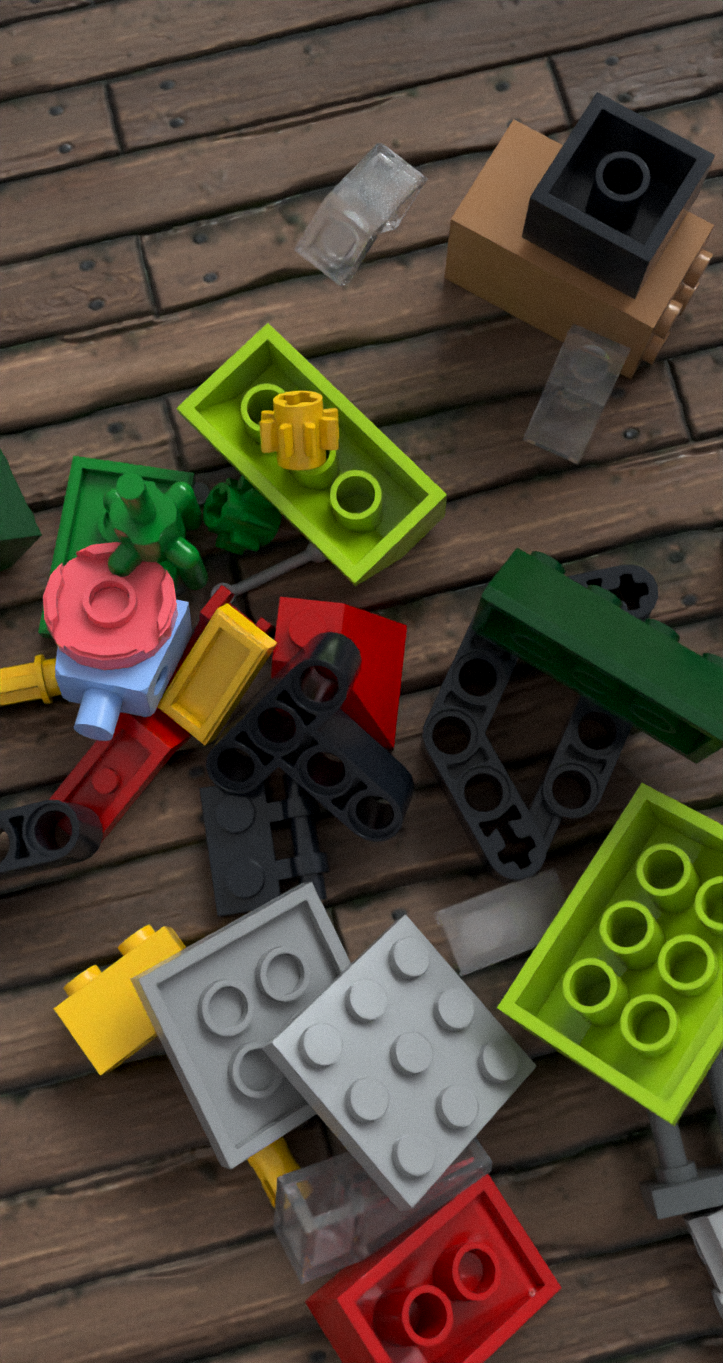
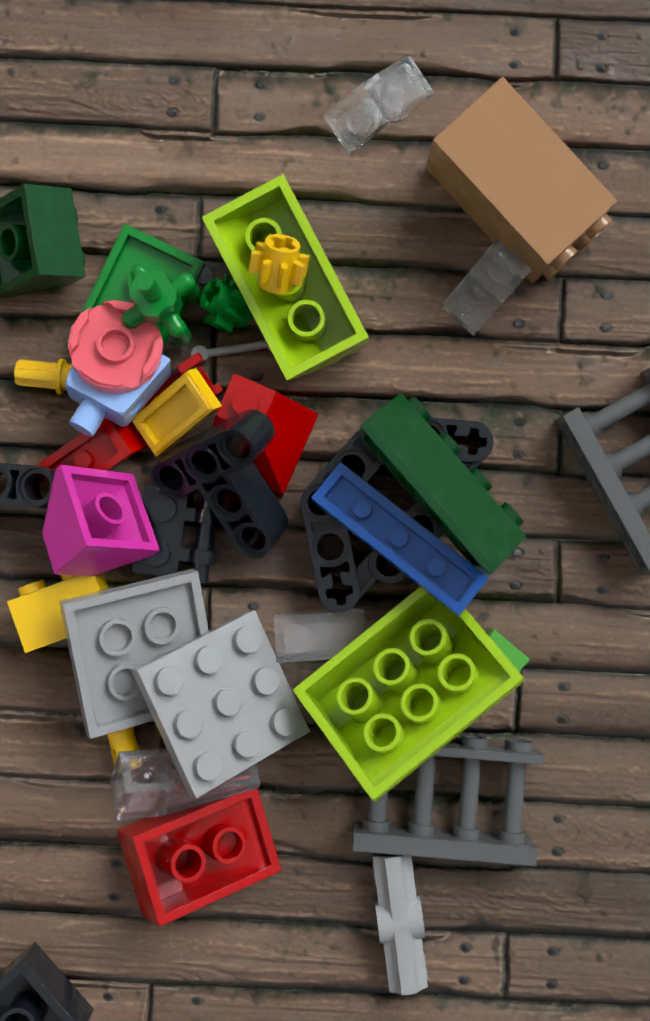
camera: 20 degrees right, 10 degrees up
(148, 857) = (96, 522): none -> dark pink slope
(580, 747) = (399, 539): none -> blue plate
(615, 195) = (550, 163): black brick -> none

